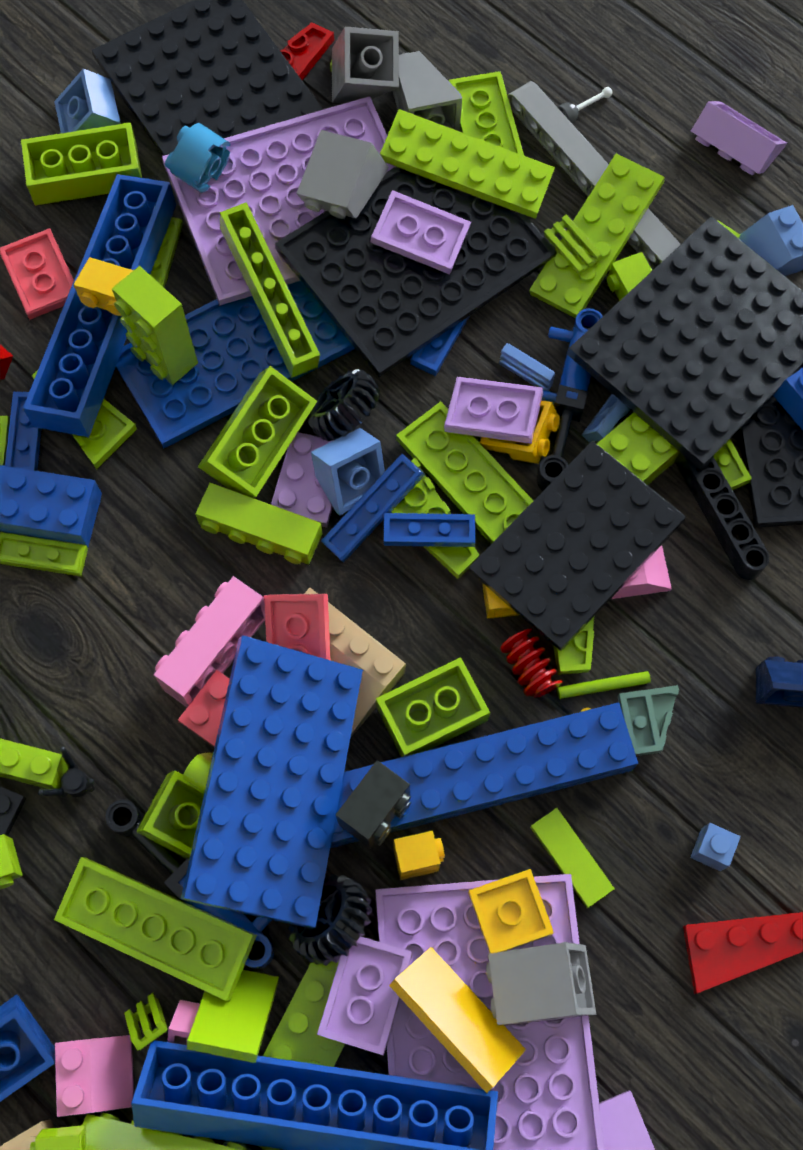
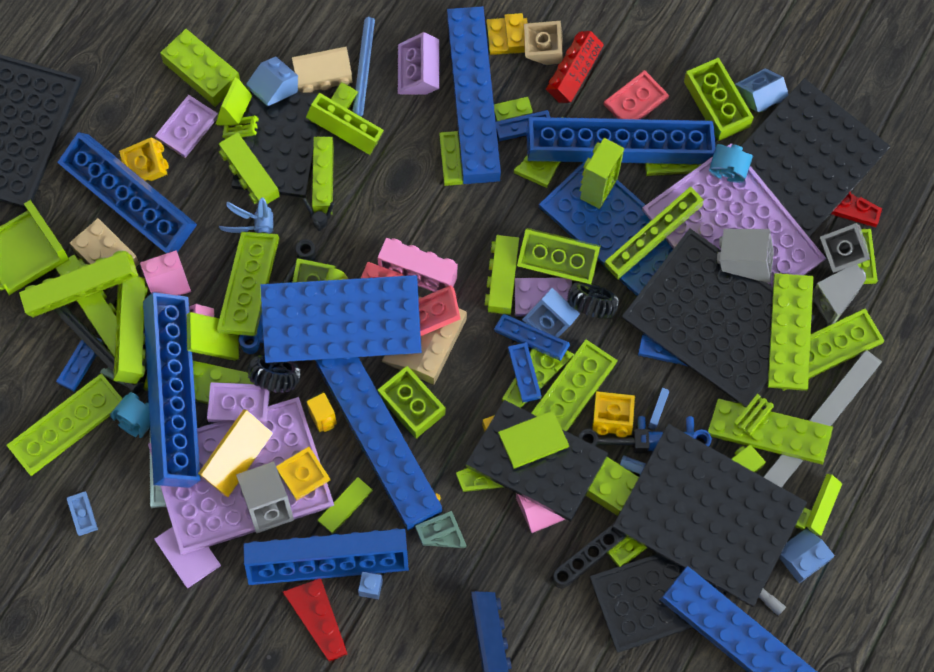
camera: 75 degrees right, 0 degrees up
(41, 877) = (262, 219): none -> medium blue plant
(96, 284) = (623, 134): yellow brick -> none
(142, 1015) = (199, 293): lime tile -> none
(374, 805) = (339, 375): pearl dark grey brick -> none
(420, 232) = (726, 314): lavender plate -> none
(494, 409) = (618, 392): lavender tile -> none
(529, 664) = (455, 453): red piece -> none
(550, 537) = (533, 439): none -> lime tile
(571, 110) = (869, 394): hinge -> none
(603, 685) = (457, 503): lime bar -> none
(661, 907) = (325, 556): none -> blue brick
(710, 205) = (823, 504): none -> tile
(737, 137) = (888, 514): lavender slope -> none

